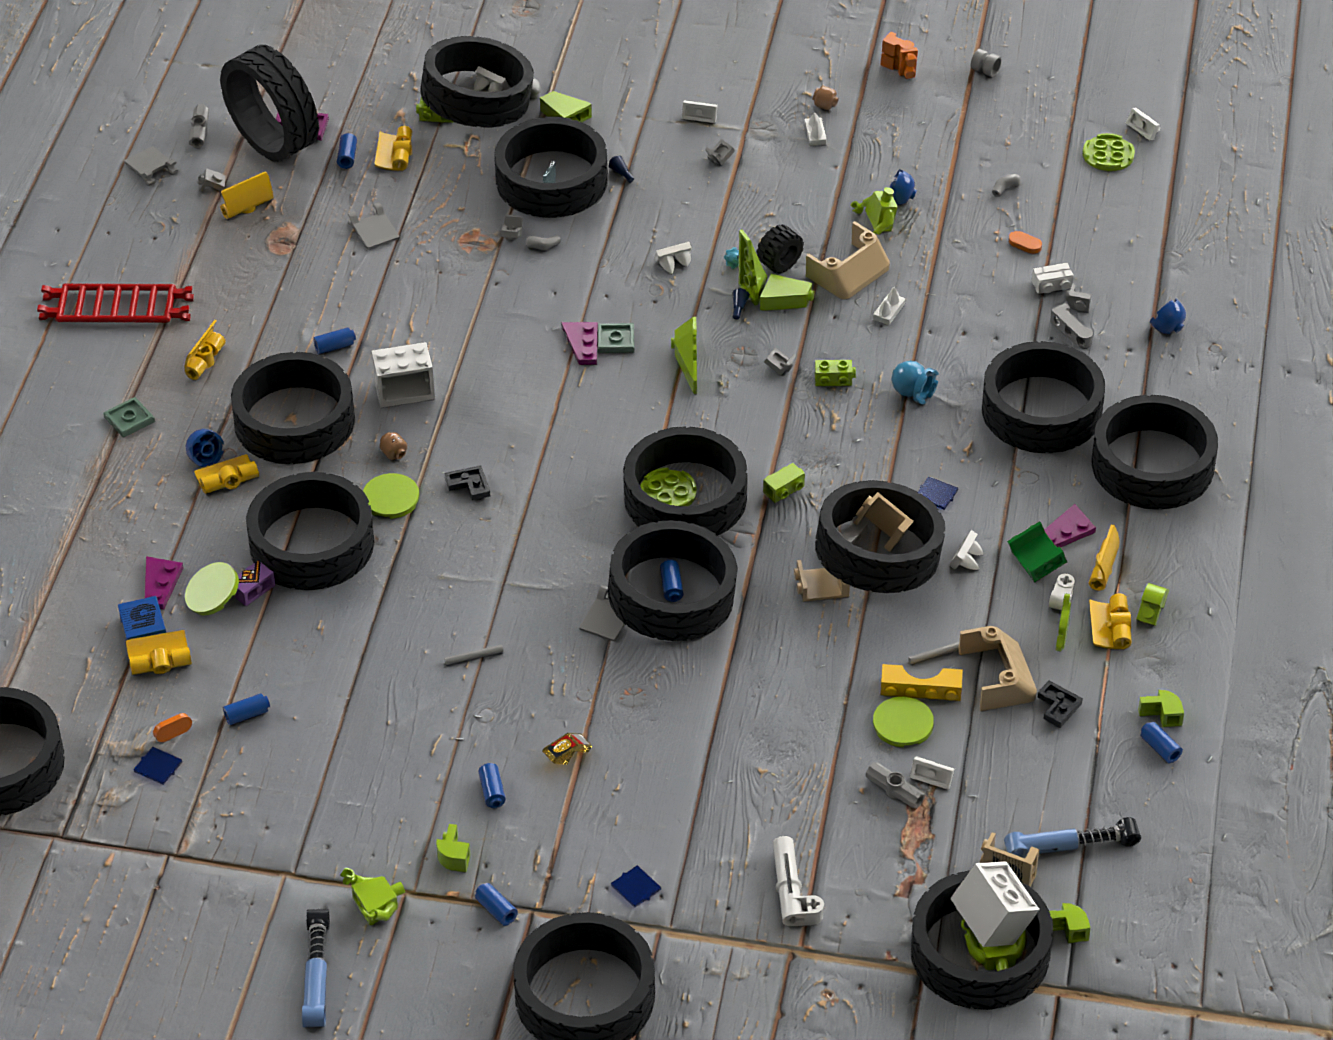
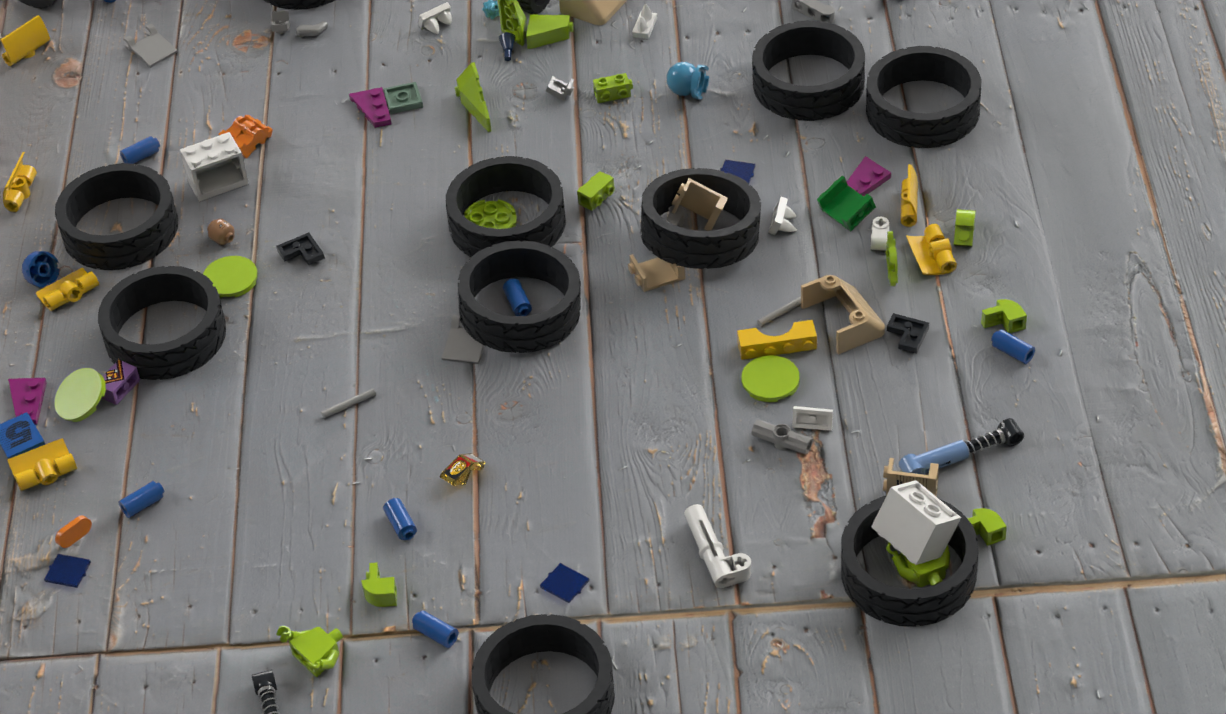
camera: 10 degrees left, 0 degrees up
(445, 345) = (248, 133): none -> orange hips

